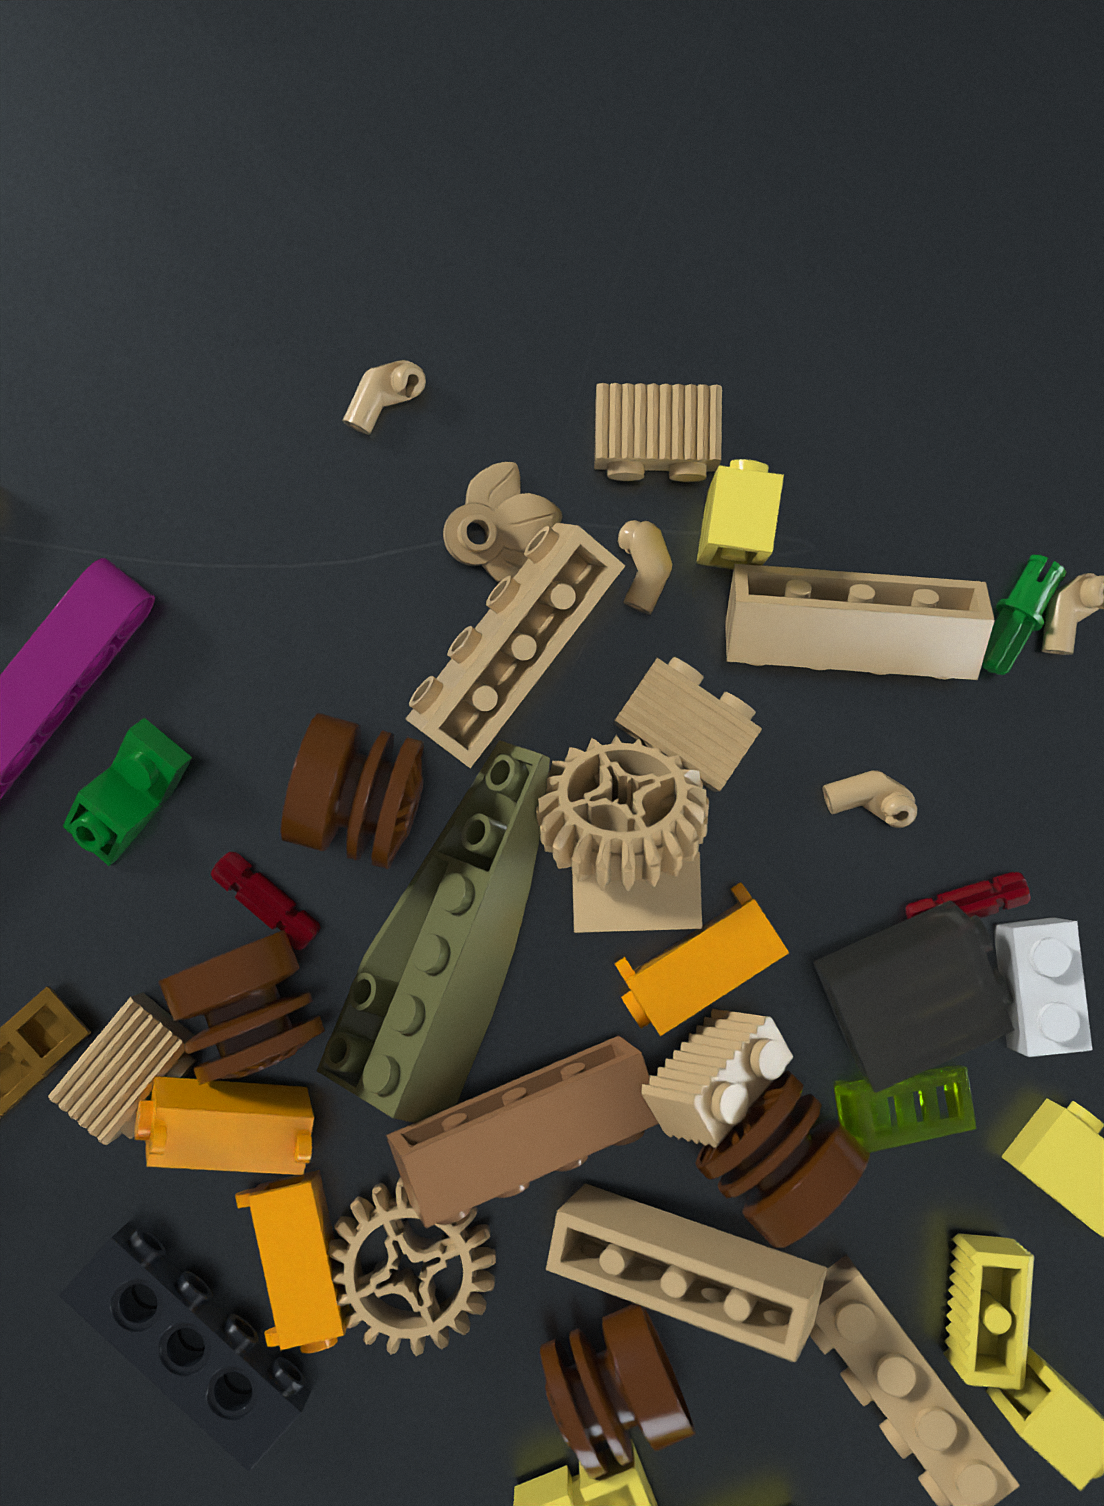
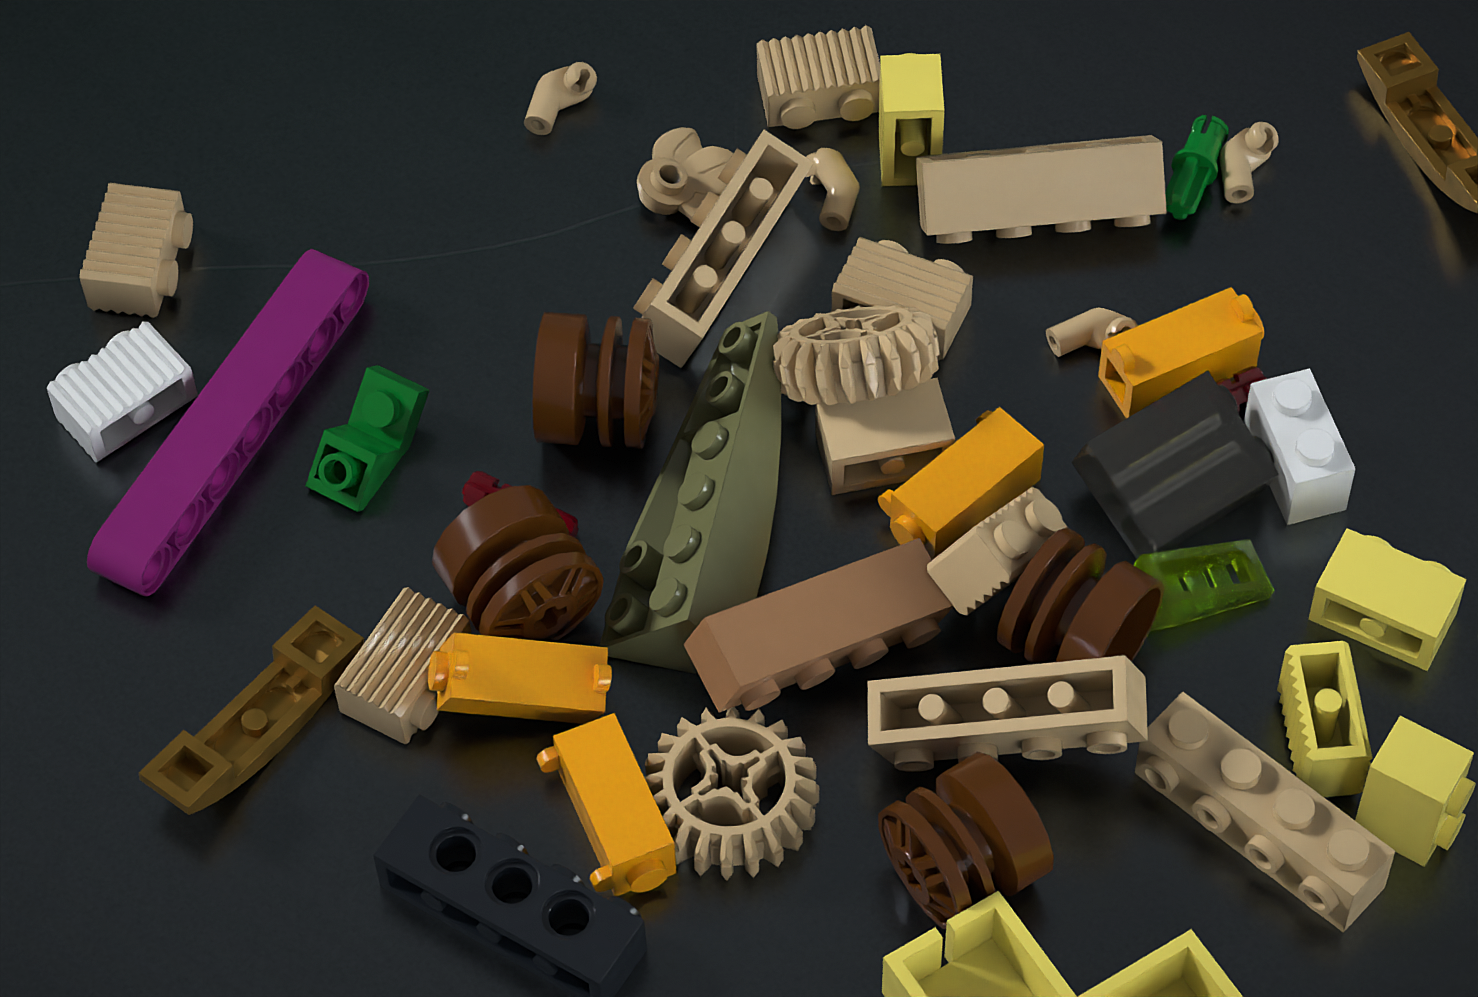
camera: 10 degrees left, 30 degrees down
(954, 847) = (1163, 354): none -> light orange brick

